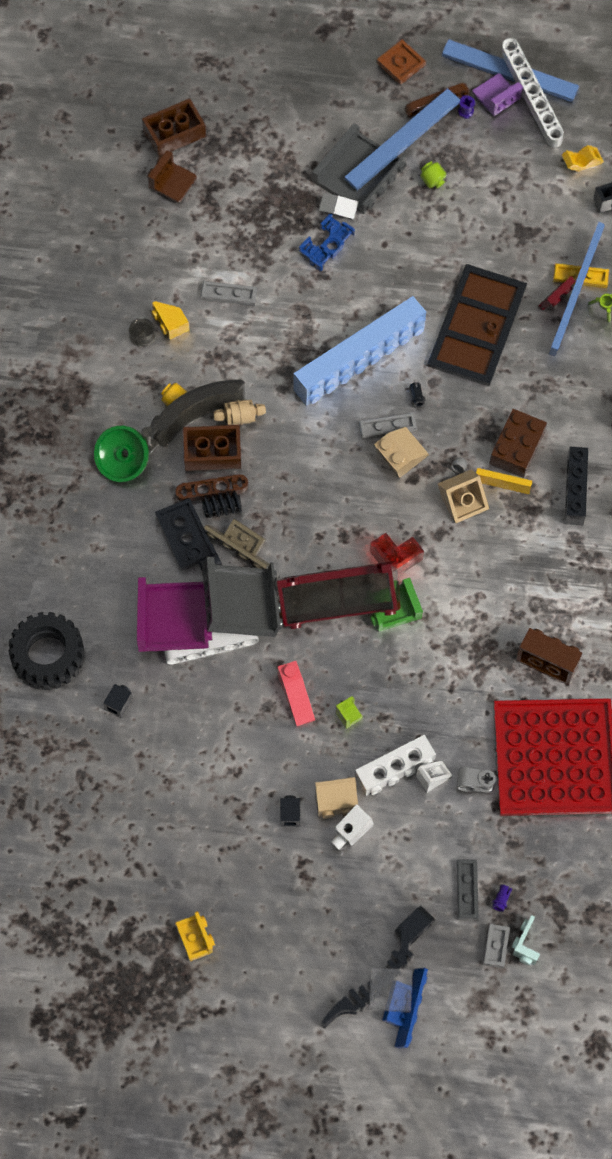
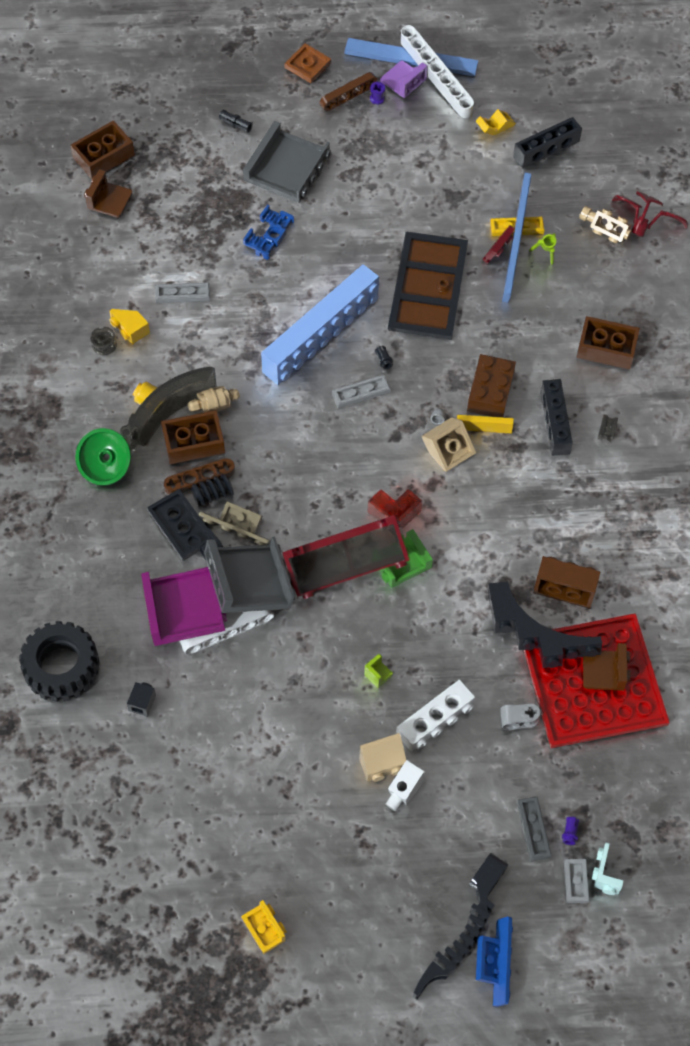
camera: 10 degrees left, 5 degrees down
(289, 811) = (338, 780): black brick -> none
(295, 693) = (321, 661): coral slope -> none
(315, 115) = (235, 121): none -> black pin
(338, 205) = (274, 197): white slope -> none
(390, 990) = (479, 946): clear tile -> none
(401, 451) = (379, 411): tan slope -> none
(402, 139) = (322, 129): medium blue tile -> none
(433, 175) = (358, 157): lime head -> none
(433, 775) = (474, 719): white slope -> none
(503, 703) = (530, 634): none -> black arch
(568, 748) = (607, 670): none -> reddish brown bracket

